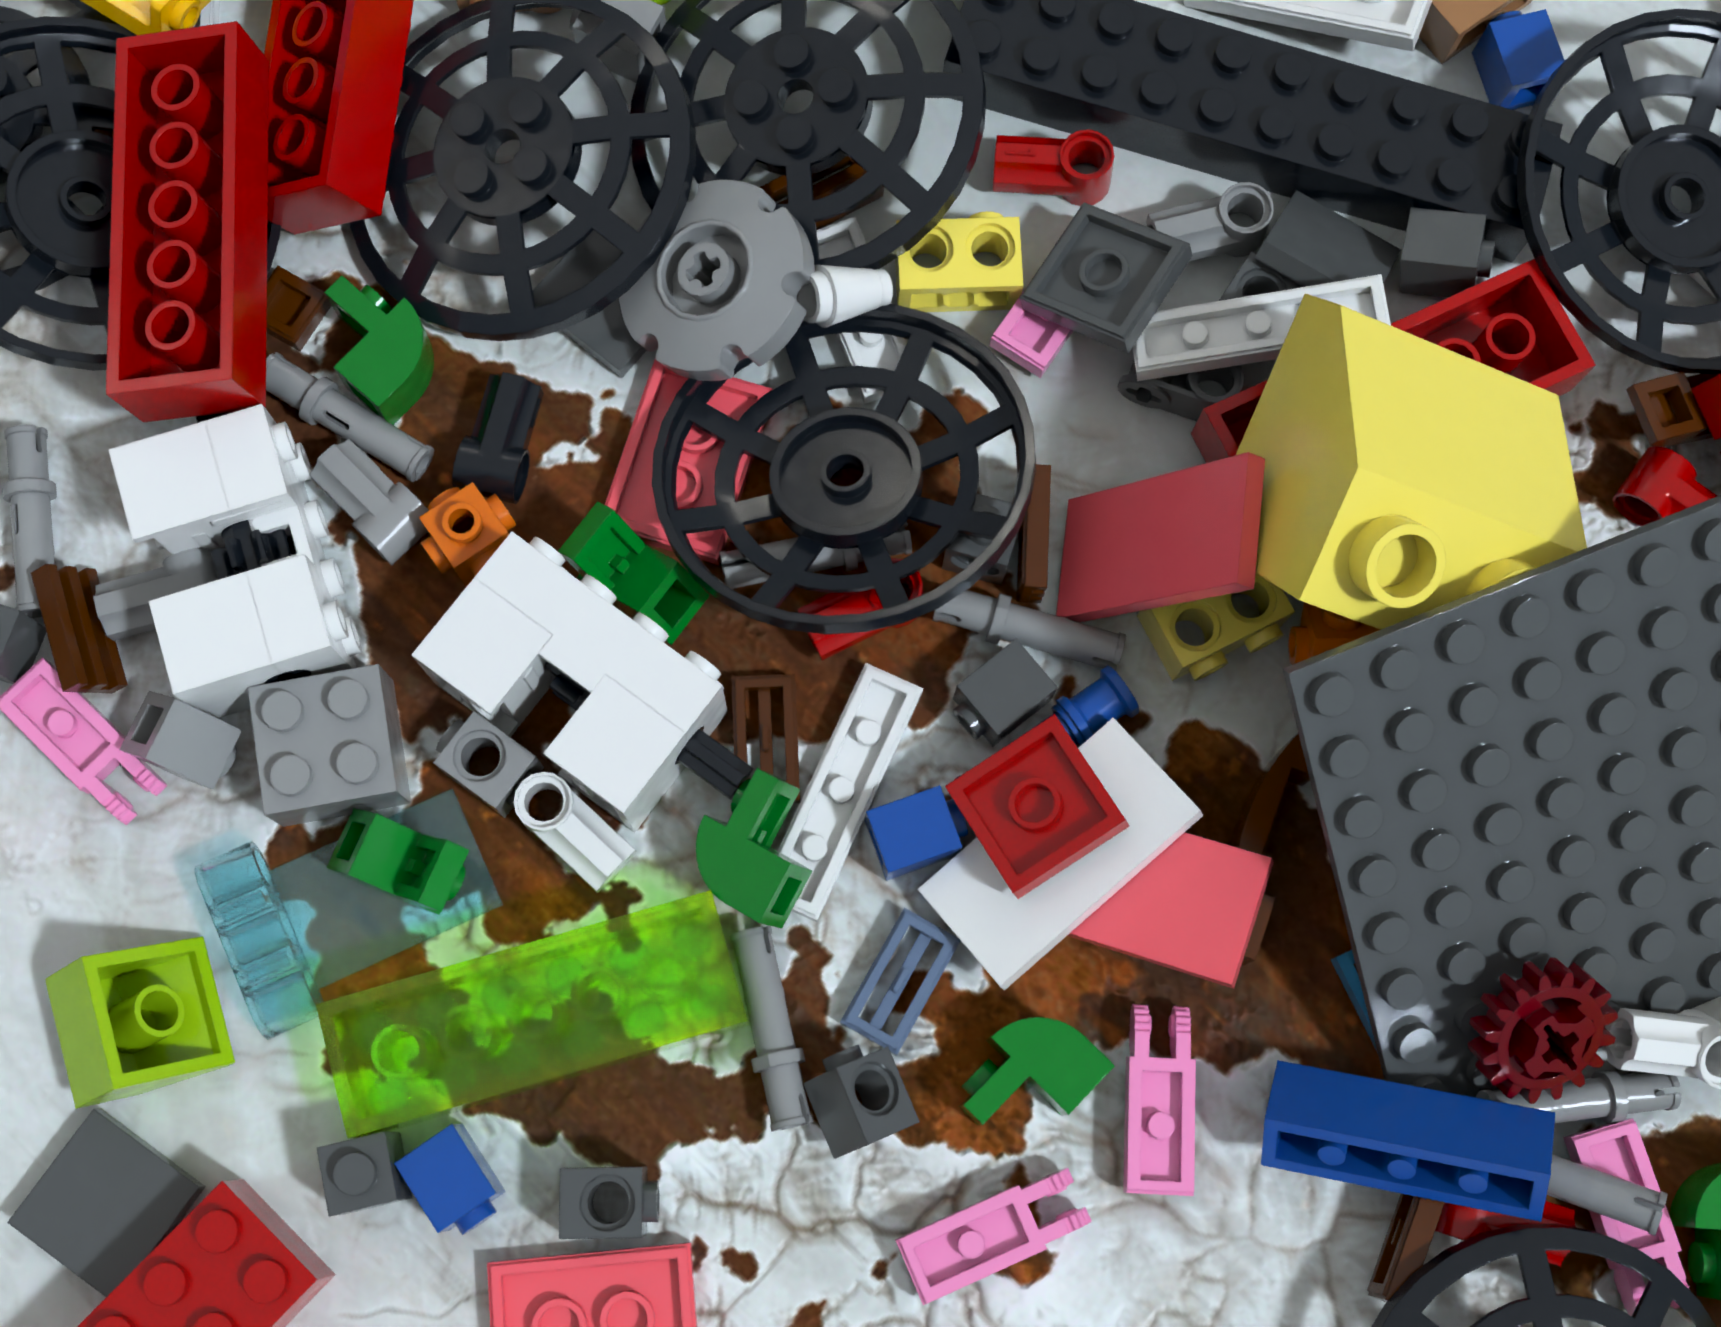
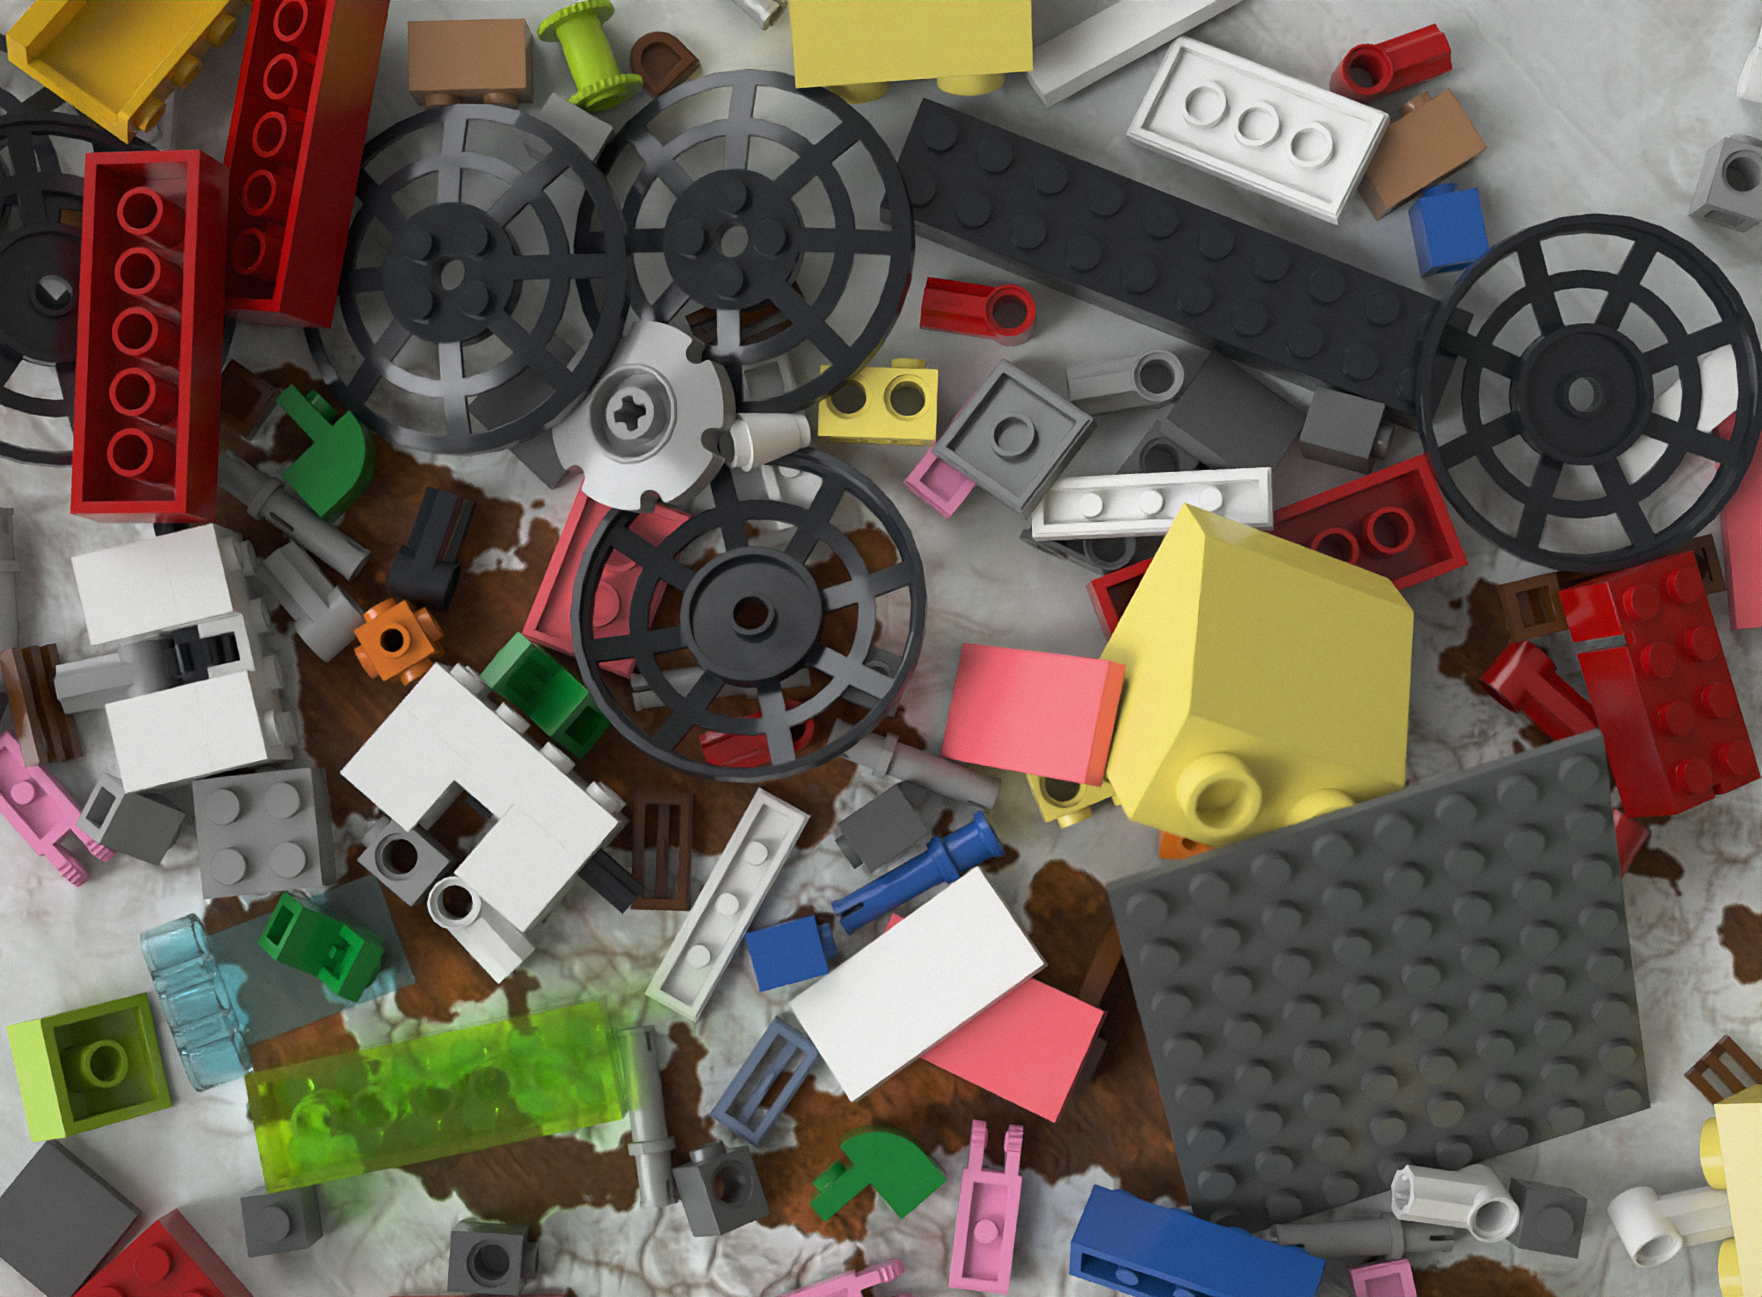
camera: 10 degrees right, 10 degrees up
(451, 1180) = (357, 1229): blue brick -> none
(738, 855) = (629, 971): green brick -> none
(1034, 541) = (925, 681): reddish brown tile -> none
(1036, 806) = (897, 945): red plate -> none
(1542, 1030) = (1328, 1184): dark red gear -> none

